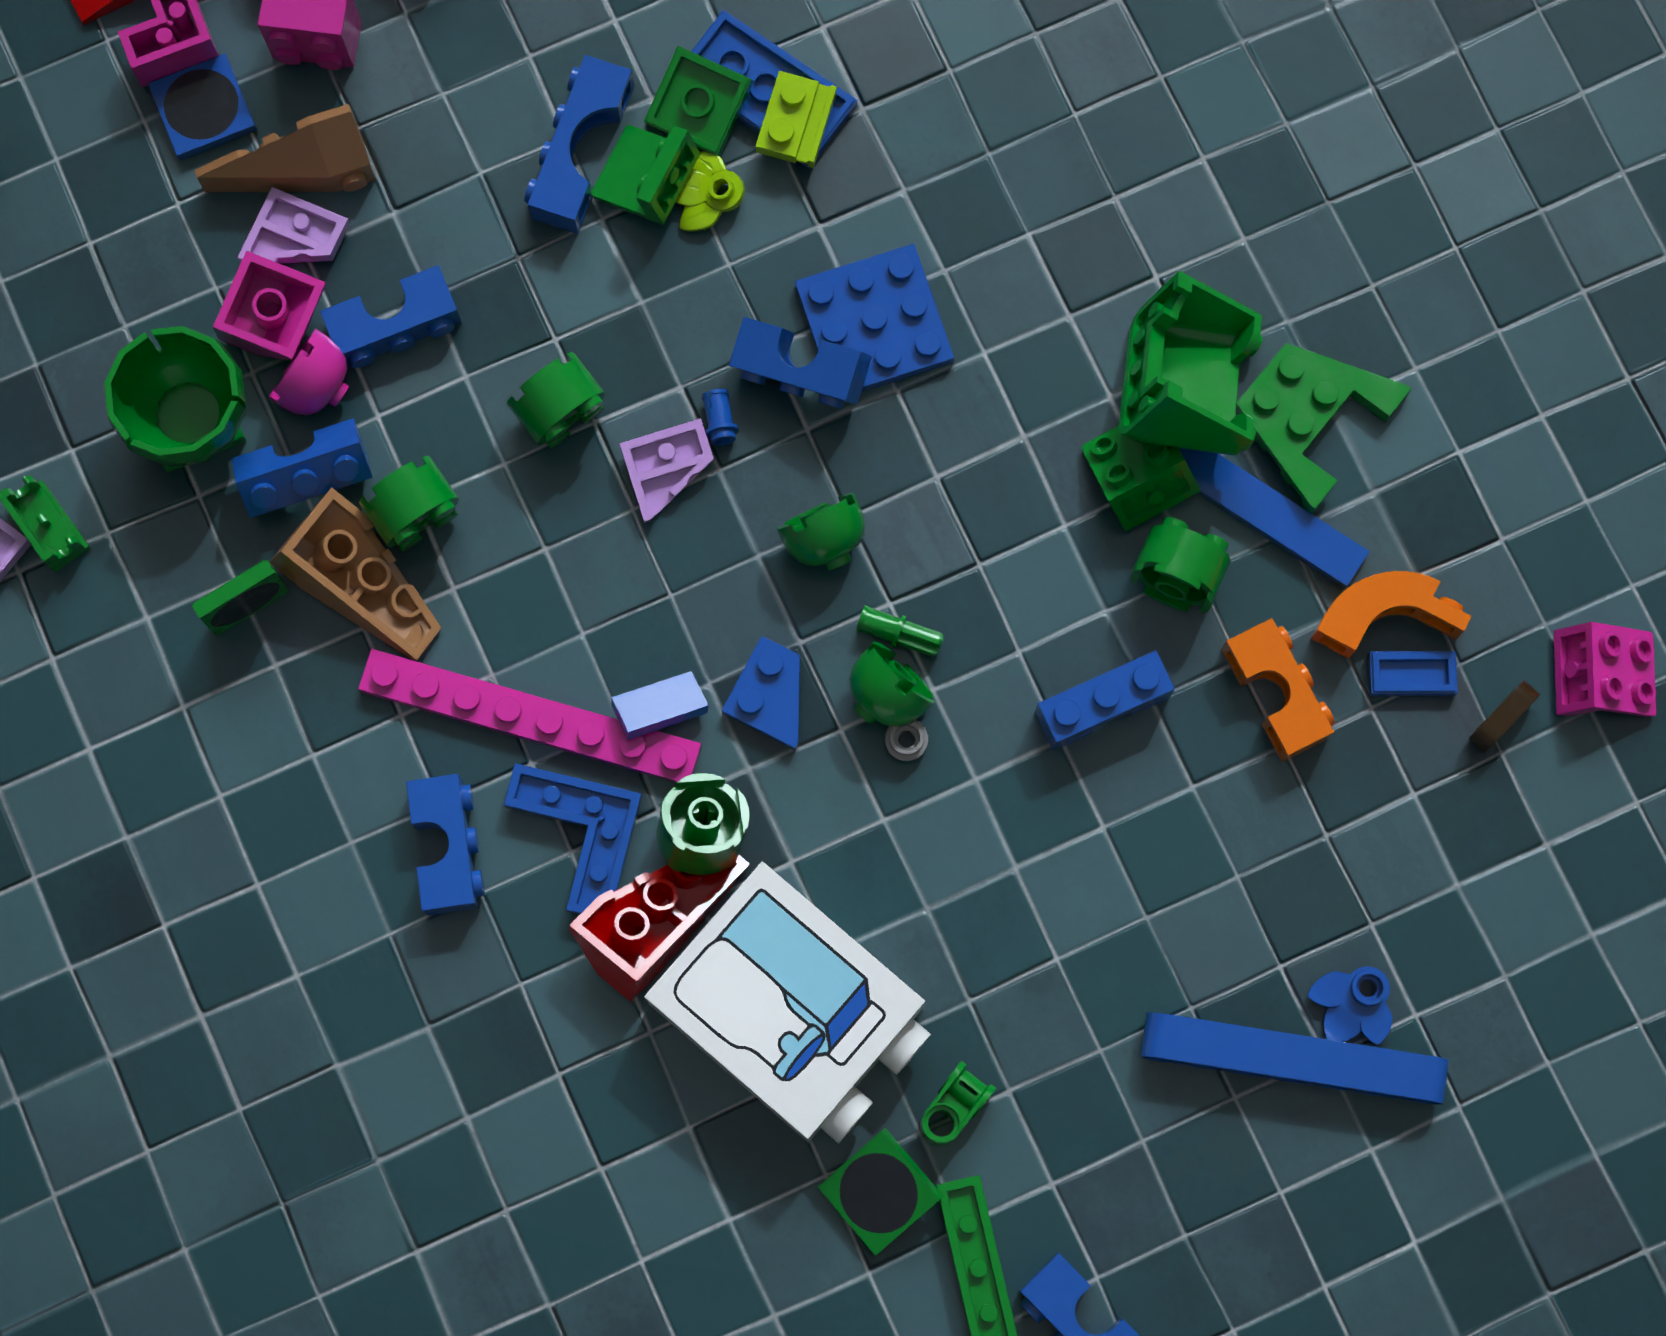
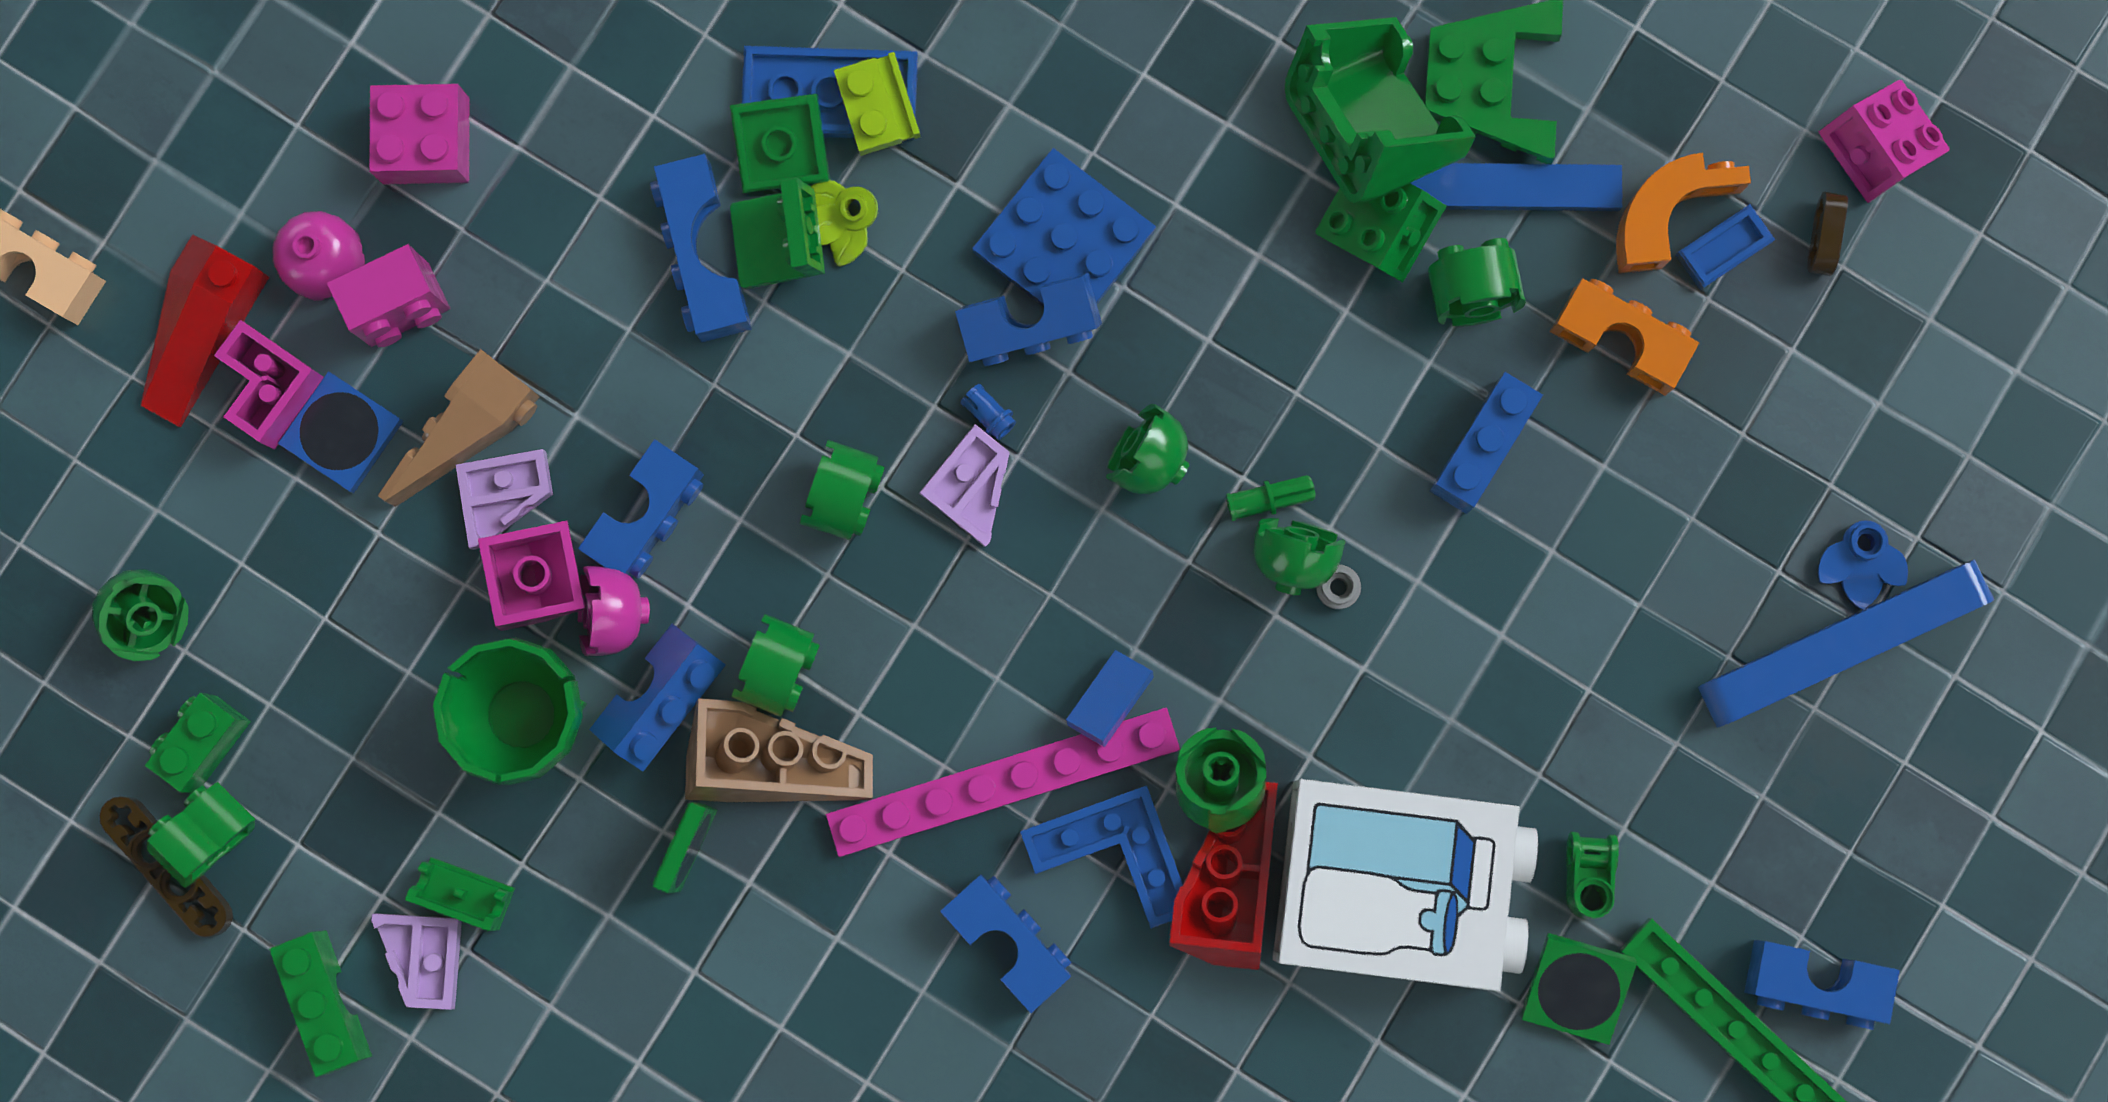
camera: 30 degrees left, 5 degrees up
(768, 693) = (1194, 624): blue wing -> none

